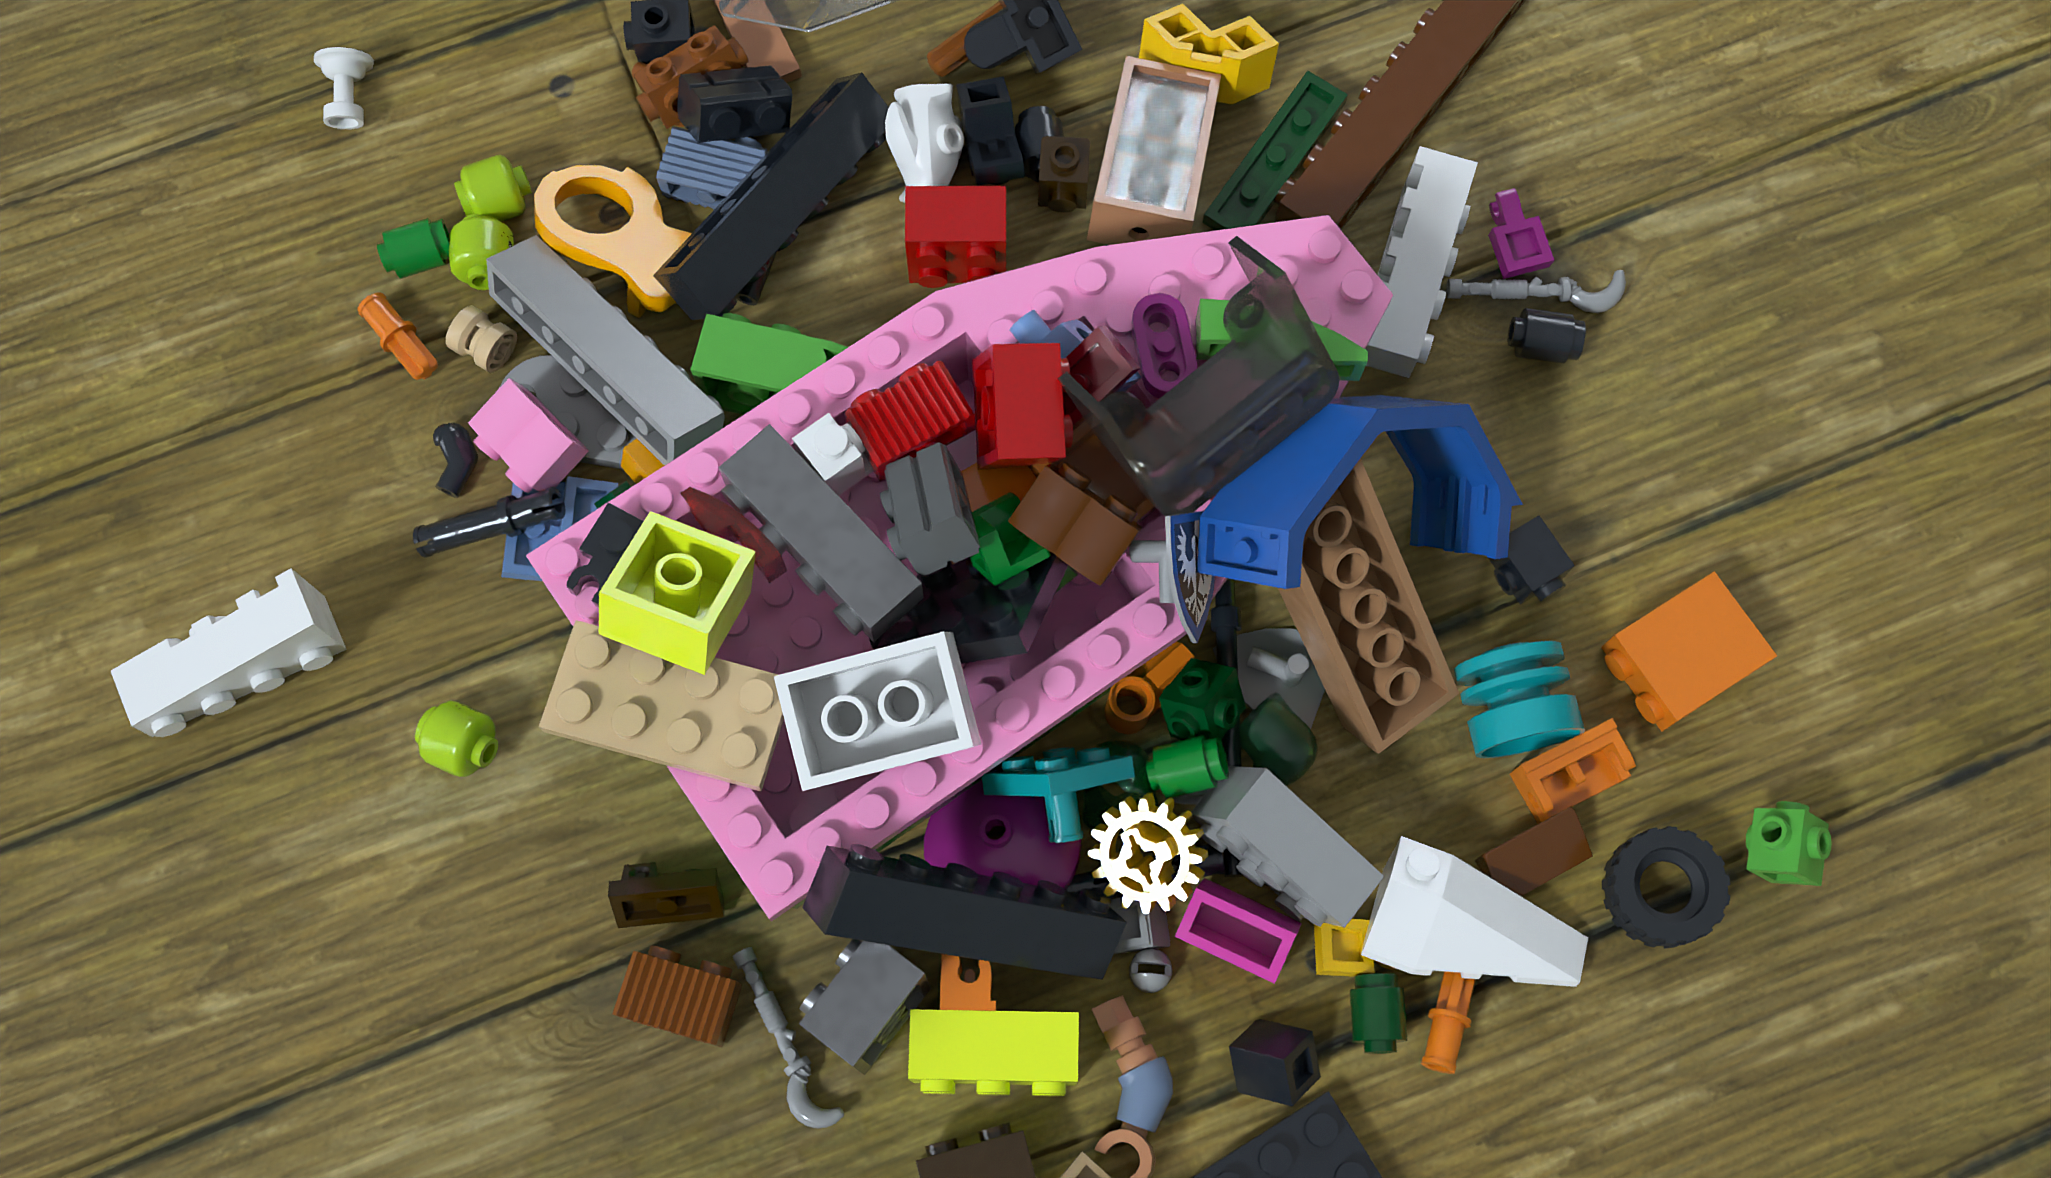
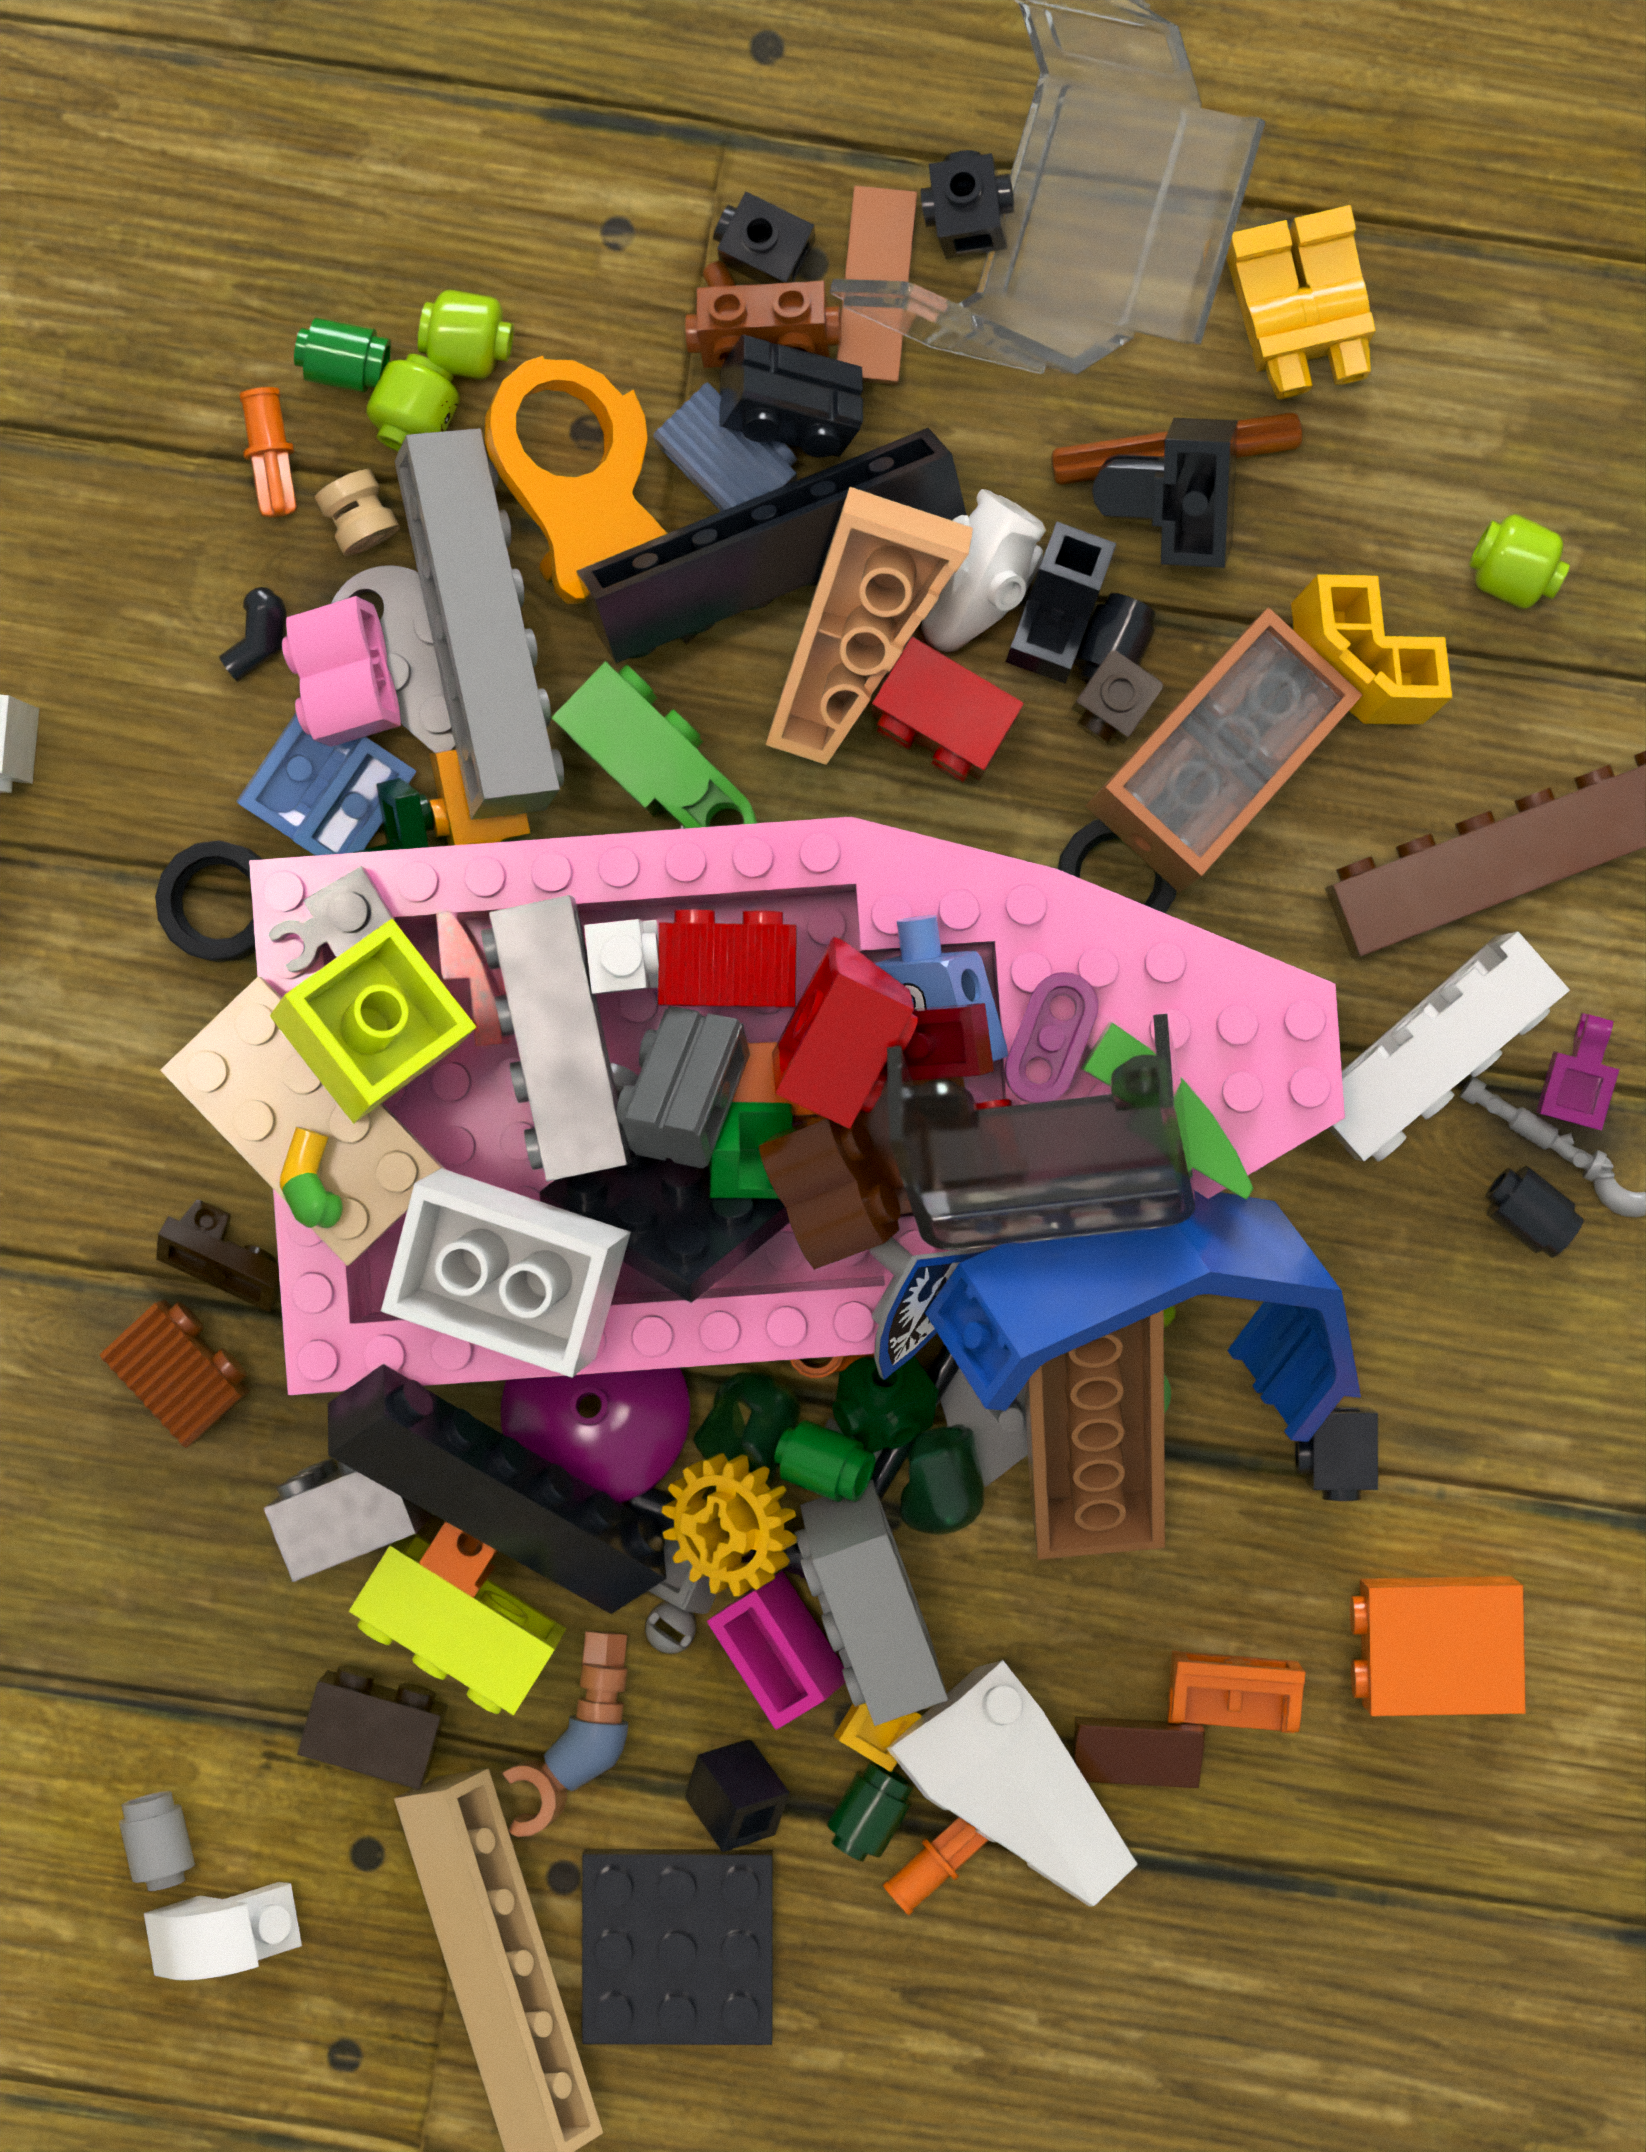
camera: 30 degrees right, 15 degrees up
(344, 68) = (374, 78): white piece -> none
(456, 738) = (94, 961): lime head -> none
(492, 626) = (170, 904): none -> black tyre
(508, 517) = (273, 749): black pin -> none
(692, 739) = (301, 1184): none -> arm
(798, 1068) = (262, 1453): light grey piece -> none
(862, 187) = (868, 602): none -> light nougat wedge
(1058, 779) = (688, 1403): teal plate -> none
(1276, 154) = (1372, 817): dark green plate -> none
(1516, 688) = (1219, 1595): teal wheel -> none
(1705, 875) = (1256, 1915): black tyre -> none
(1788, 844) = (1401, 1904): bright green brick -> none

